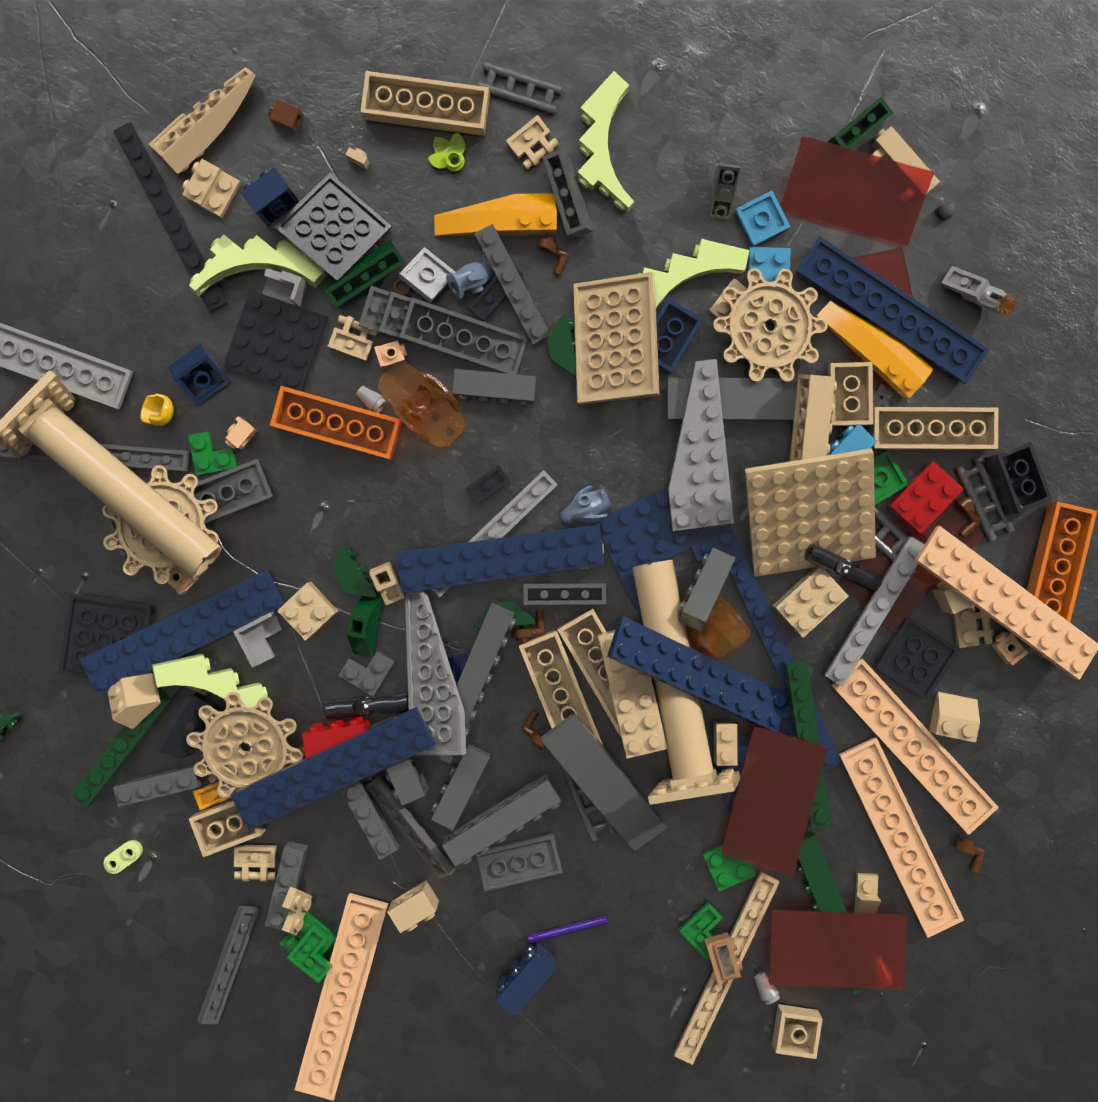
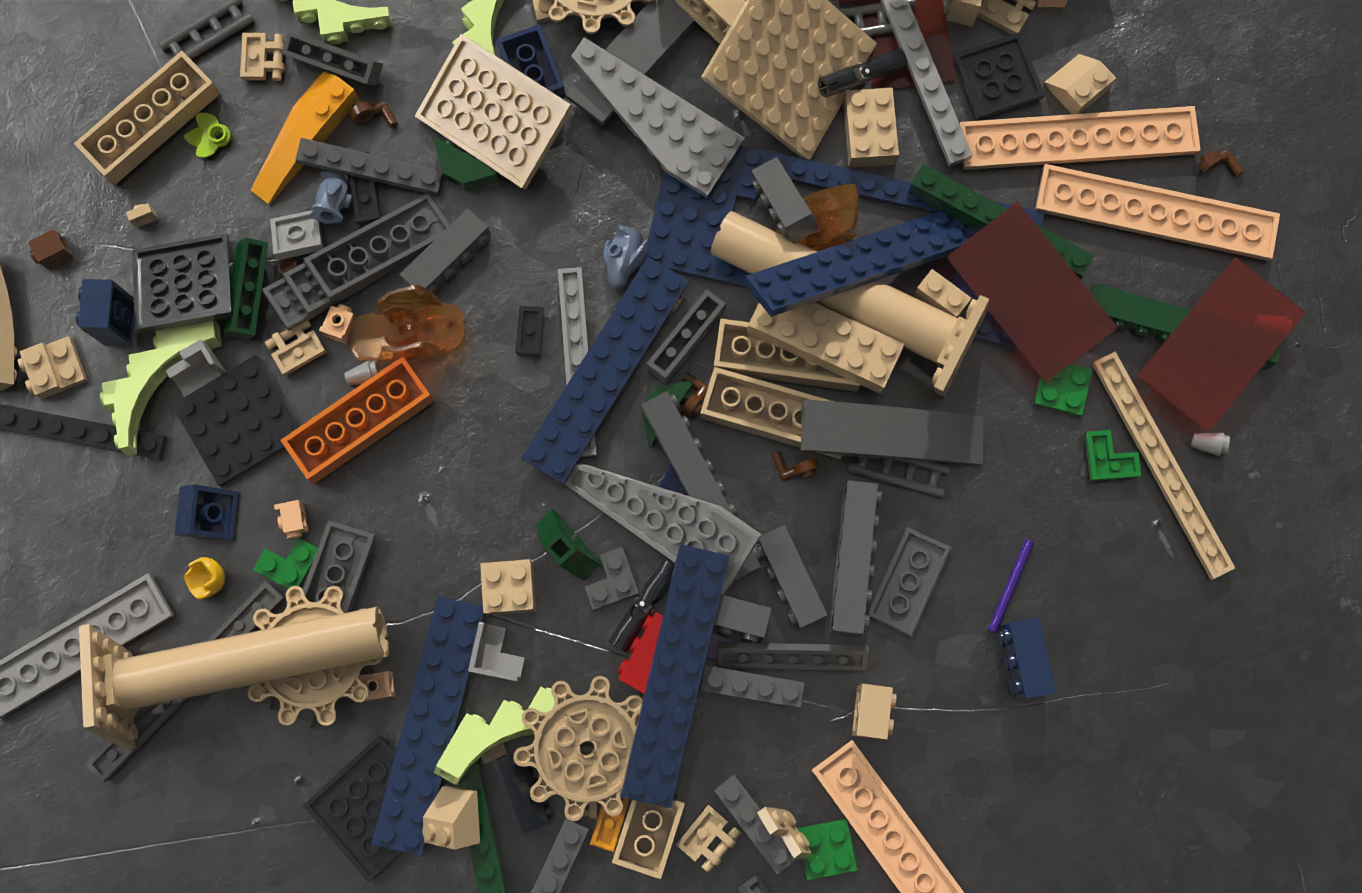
camera: 50 degrees left, 10 degrees down
(306, 956) = (837, 857): green plate -> none
(352, 575) = (510, 520): dark green slope -> none
(386, 582) = (539, 490): tan brick -> none
(722, 957) = (1150, 454): medium nougat window -> none
(797, 1031) = (1275, 443): tan brick -> none
(866, 893) = (1187, 283): tan slope -> none

